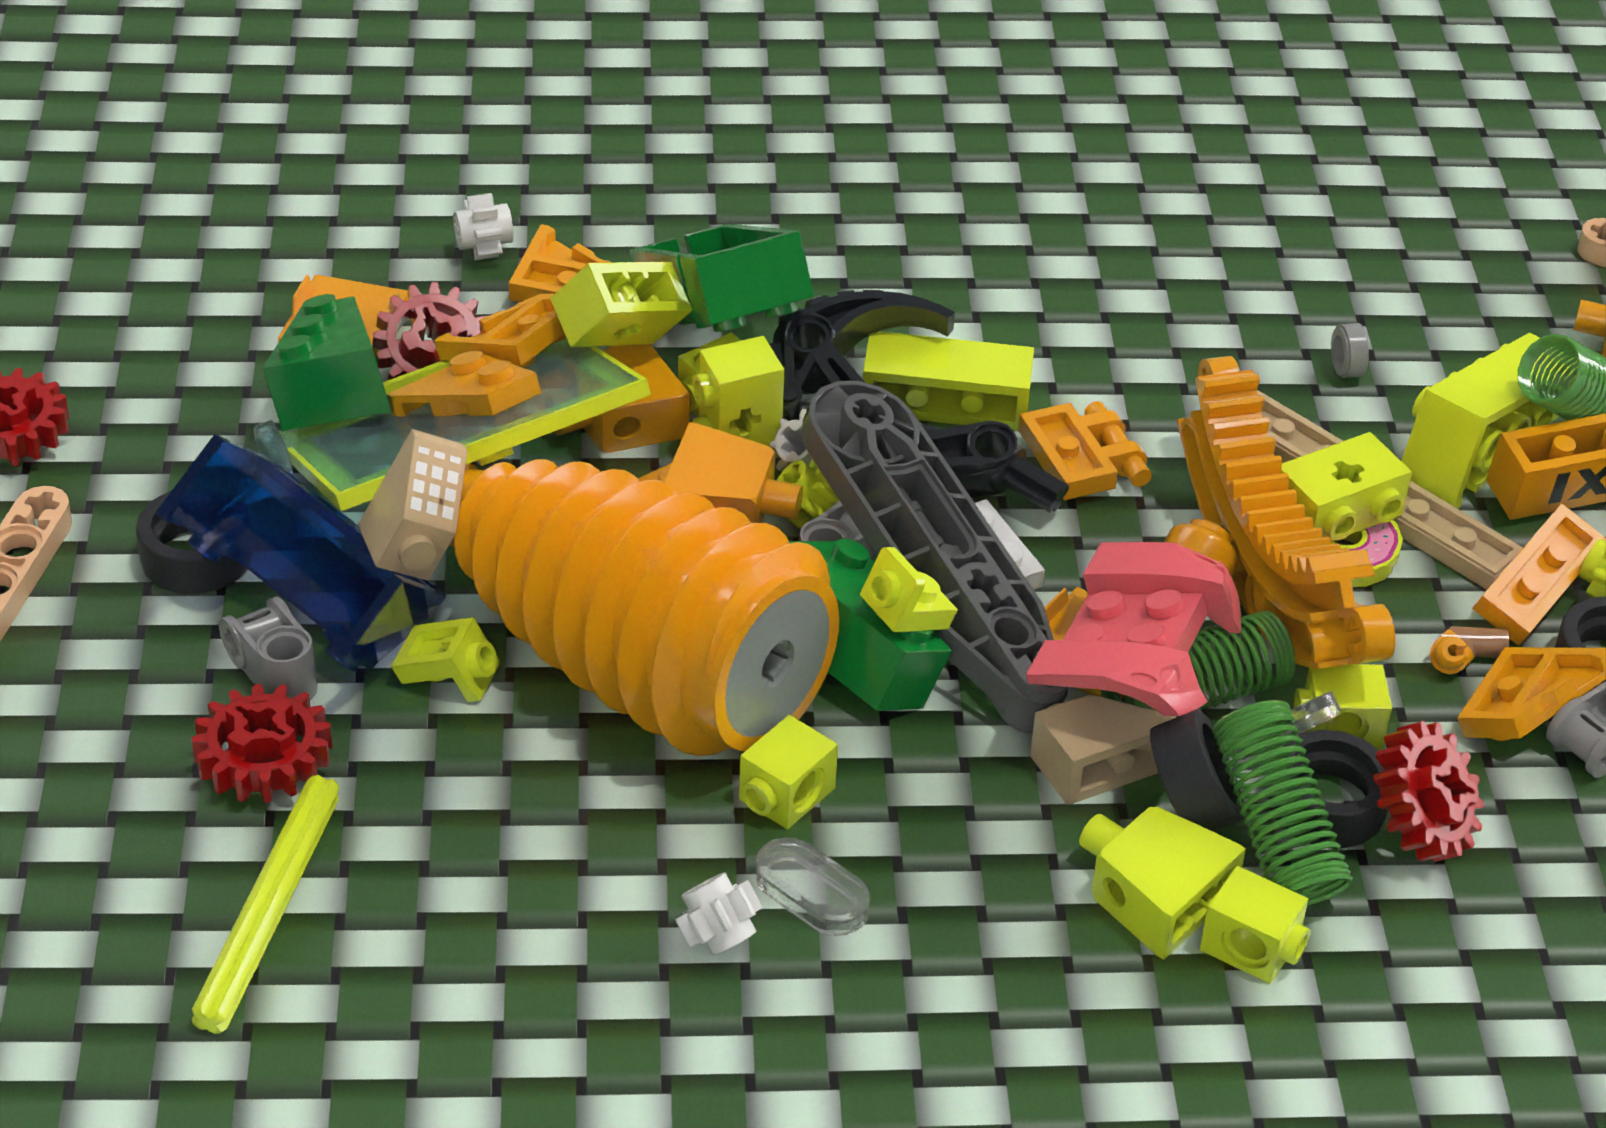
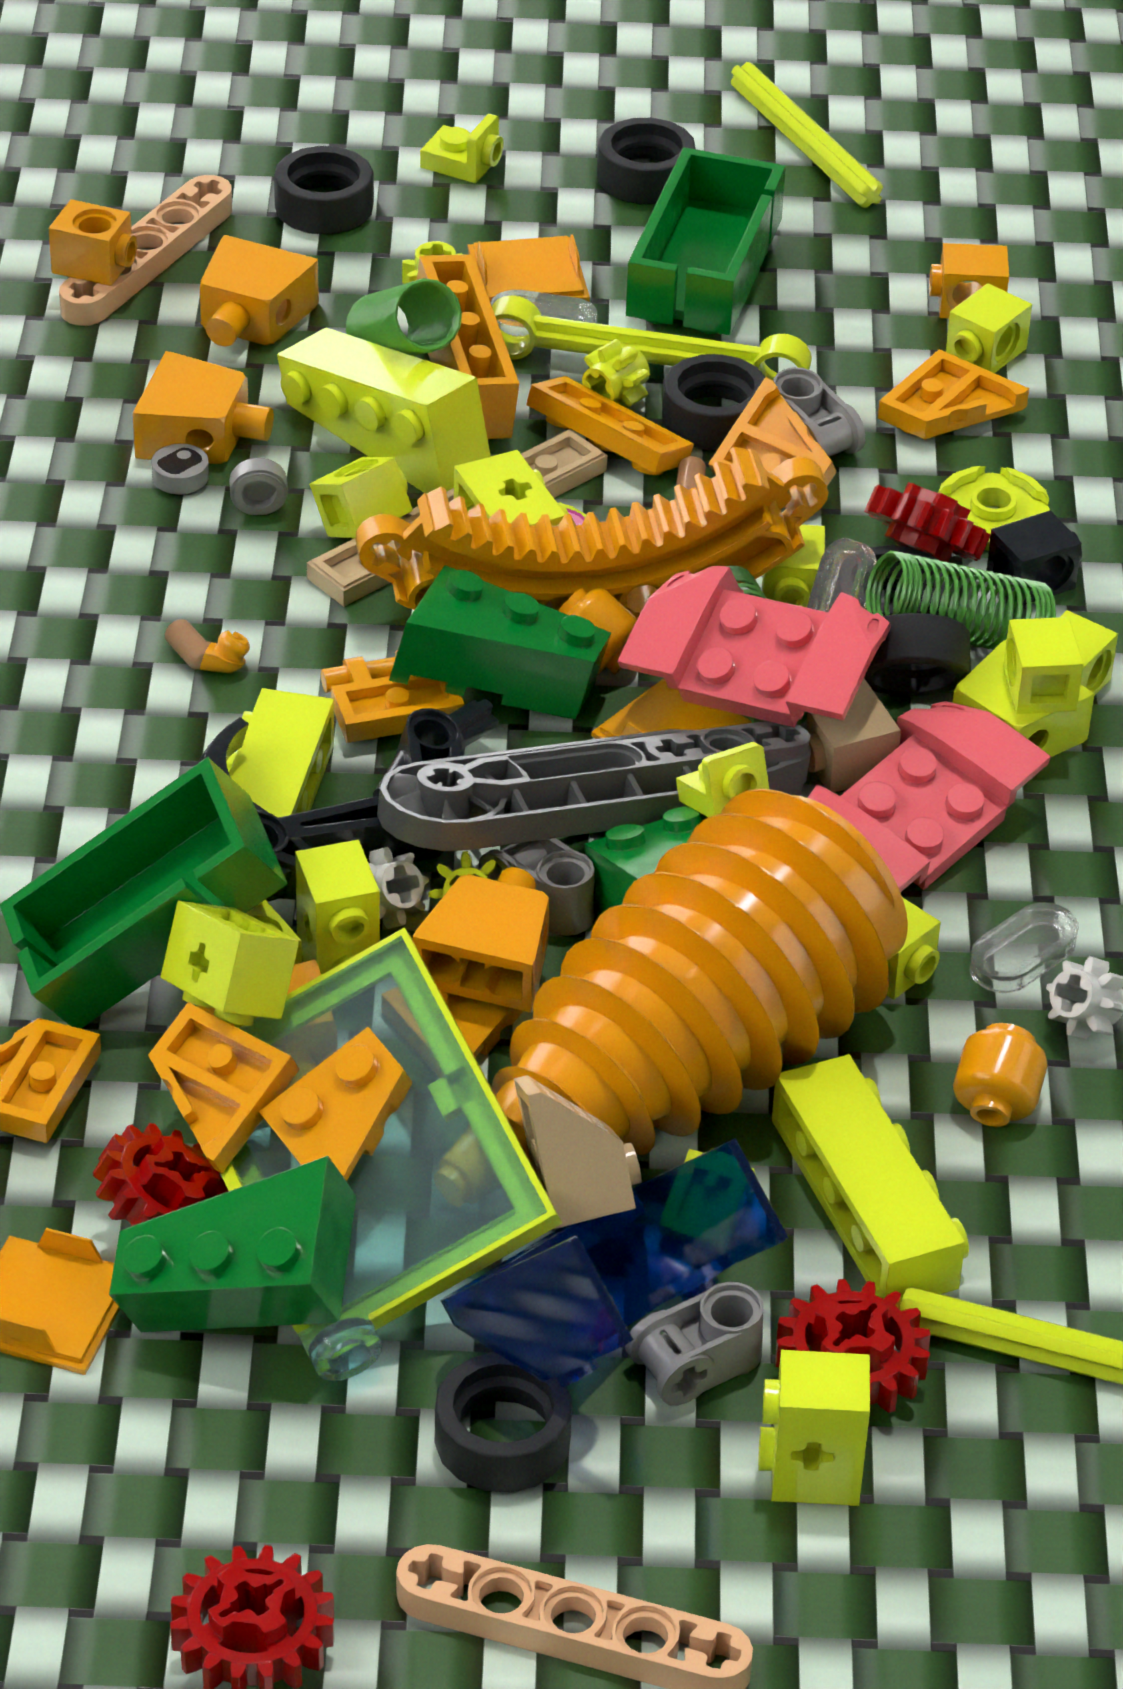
camera: 85 degrees left, 0 degrees up
(141, 696) = (818, 1427): none -> neon yellow brick
(466, 753) = (868, 1178): none -> neon yellow brick
(608, 847) = (1000, 1074): none -> light orange head
(980, 791) = (938, 789): none -> coral piece
(1115, 340) = (204, 655): none -> arm
(1126, 465) = (500, 644): none -> green wedge
(1172, 849) = (1043, 665): none -> neon yellow brick
(1345, 403) = (359, 492): none -> neon yellow brick
(1376, 312) = (180, 469): none -> light grey tile
(1427, 899) = (1036, 550): none -> black brick
(1445, 305) = (198, 407): none -> light orange torso
(1523, 910) = (1011, 490): none -> neon yellow tile

